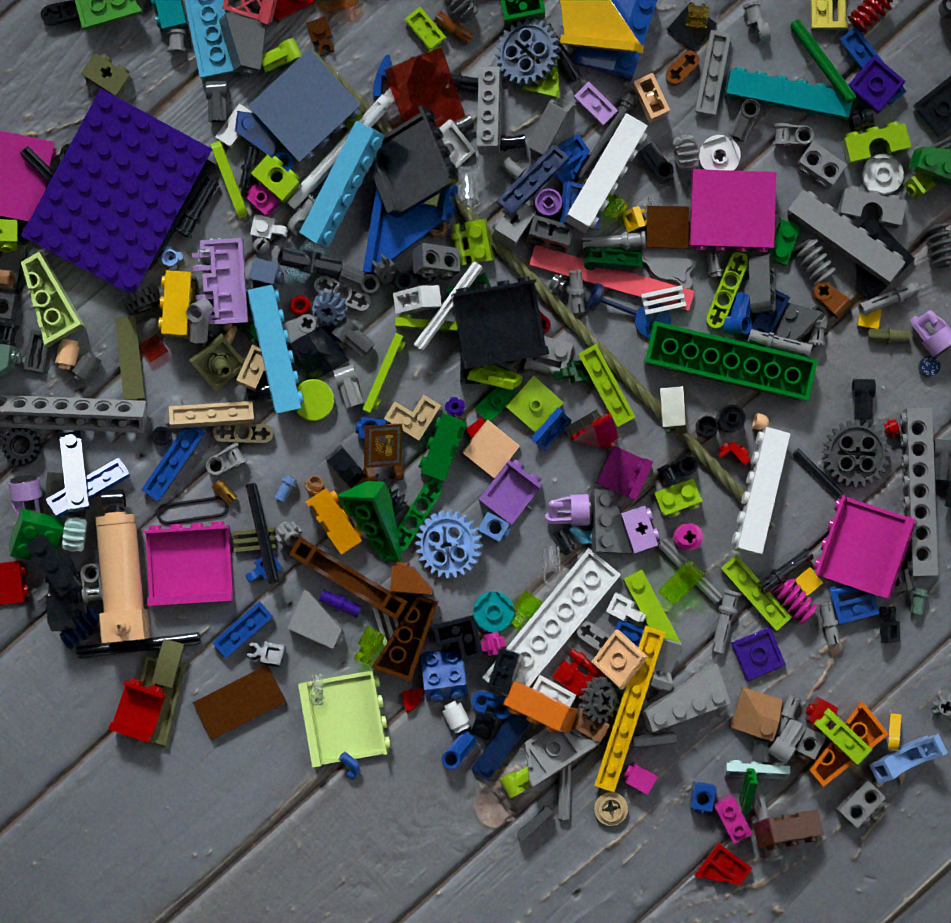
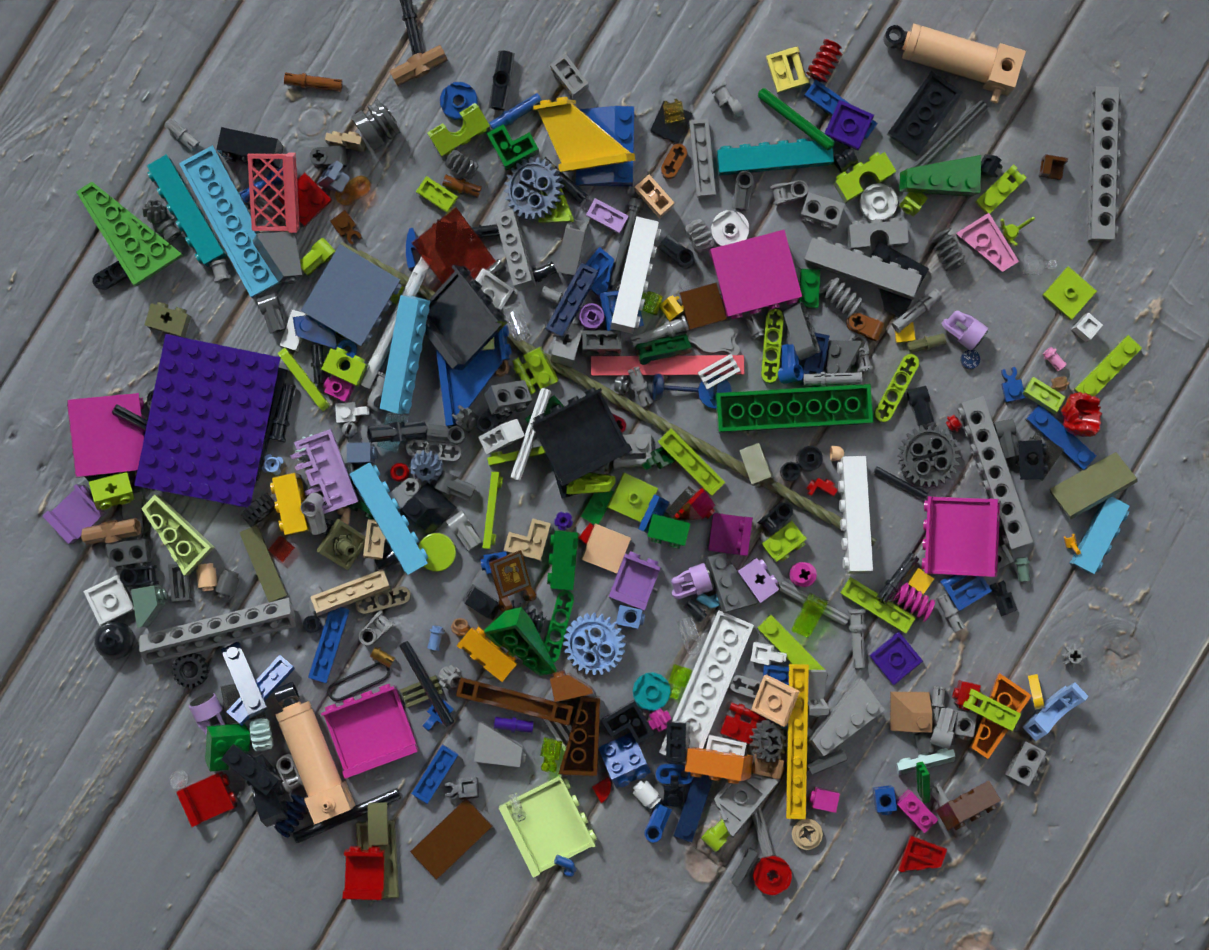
camera: 15 degrees left, 0 degrees up
(550, 843) = (778, 884): none -> red plate
(562, 449) = (668, 530): none -> green brick
(843, 373) = (898, 389): none -> lime beam

